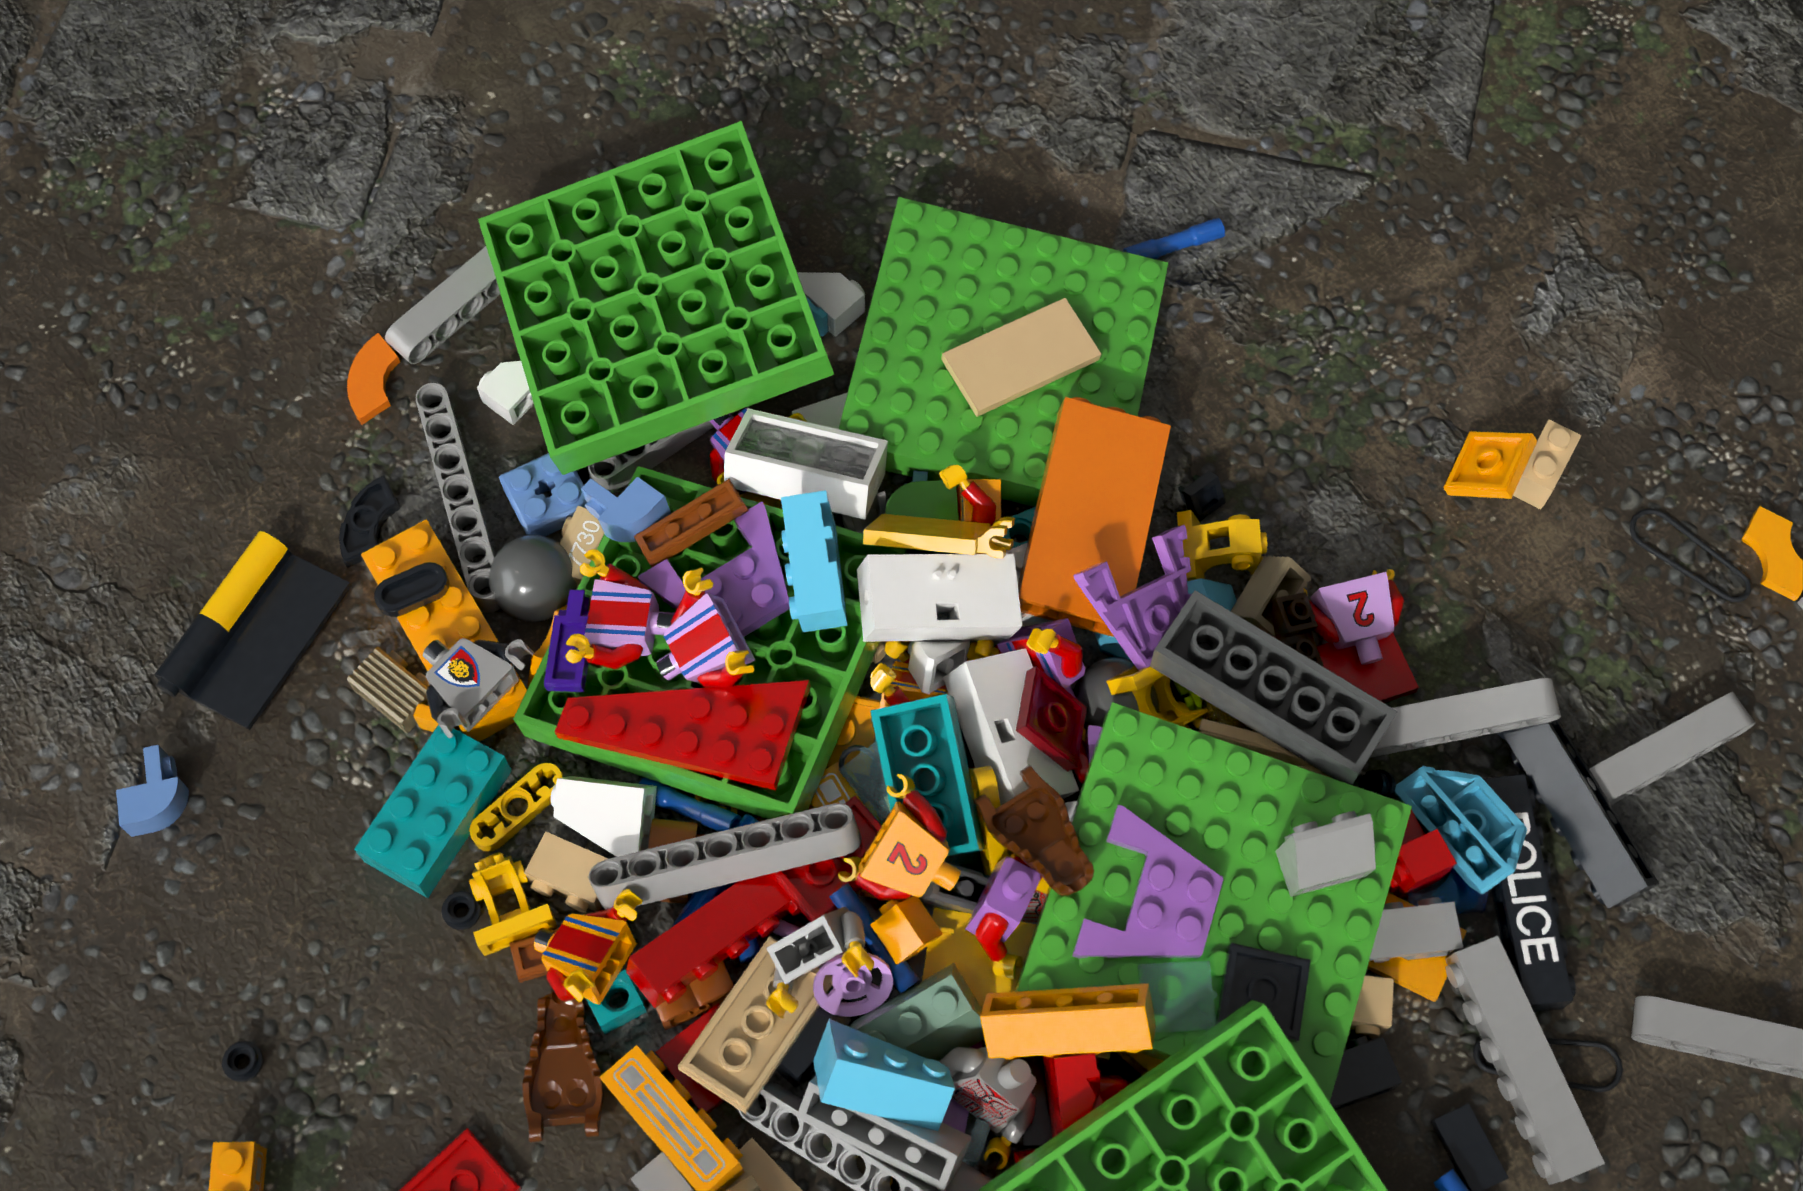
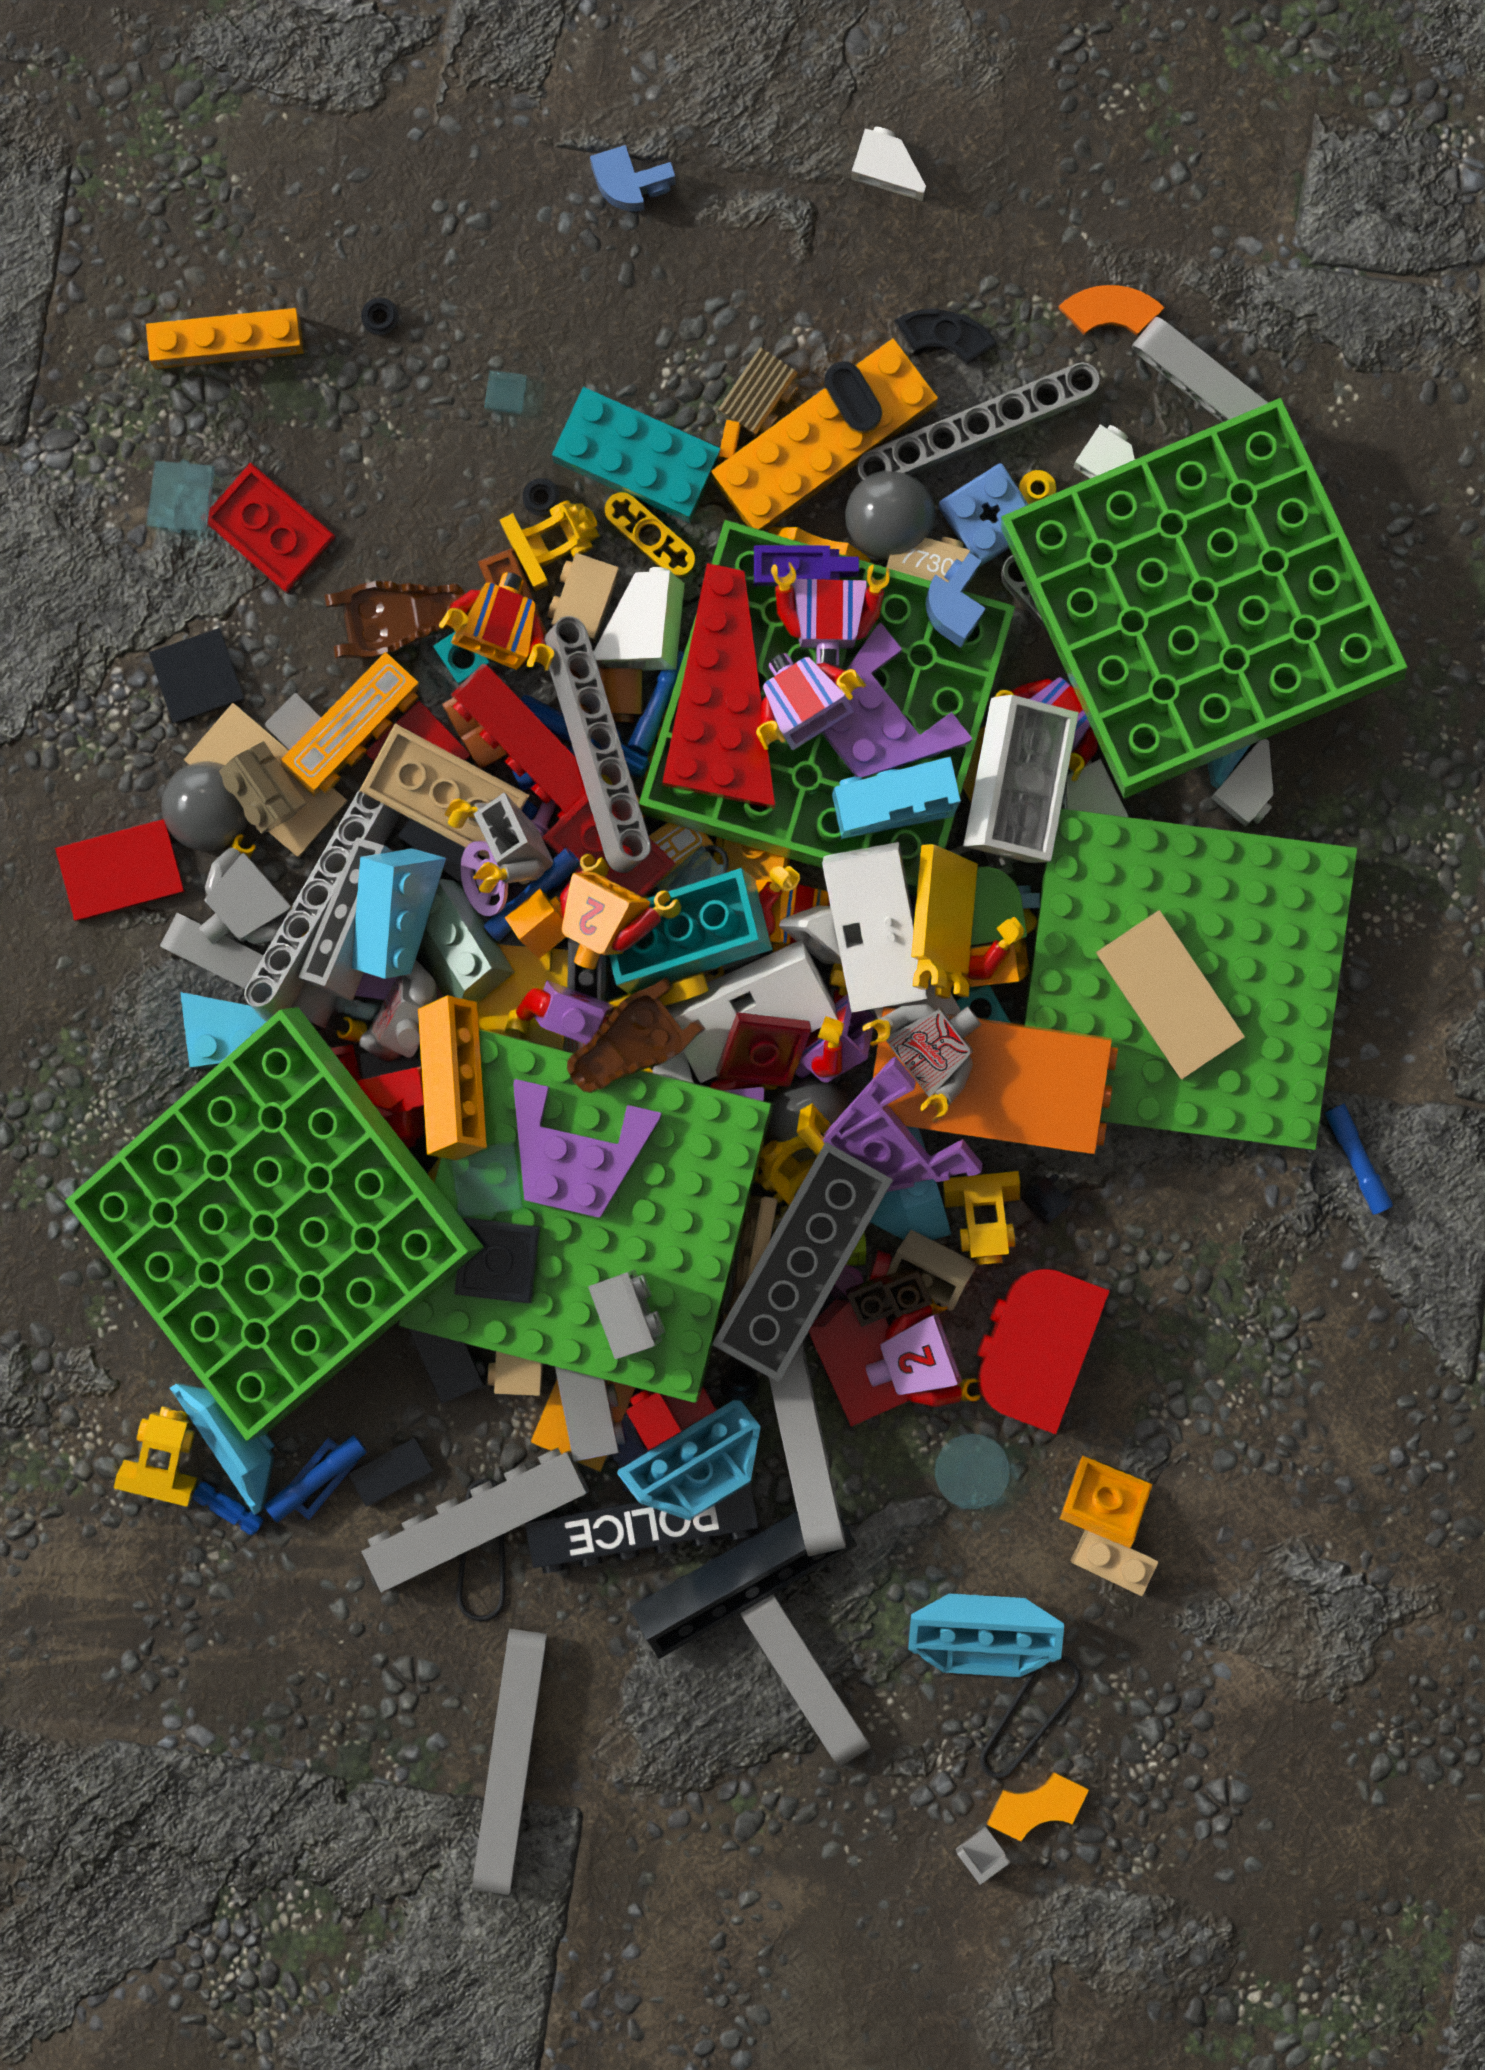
camera: 85 degrees right, 20 degrees up
(193, 554) = (887, 164): none -> white slope
(252, 631) = (811, 242): black door -> none
(346, 938) = (505, 392): none -> clear light blue tile
(470, 679) = (754, 470): light grey torso -> none
(524, 443) = (1037, 476): none -> yellow plate
(691, 523) = (943, 669): dark orange tile -> none
(1065, 547) = (931, 1049): none -> light grey torso
(1345, 506) = (1038, 1346): none -> red brick
(1459, 584) = (972, 1471): none -> clear light blue tile
(1619, 574) = (985, 1635): none -> medium azure wedge

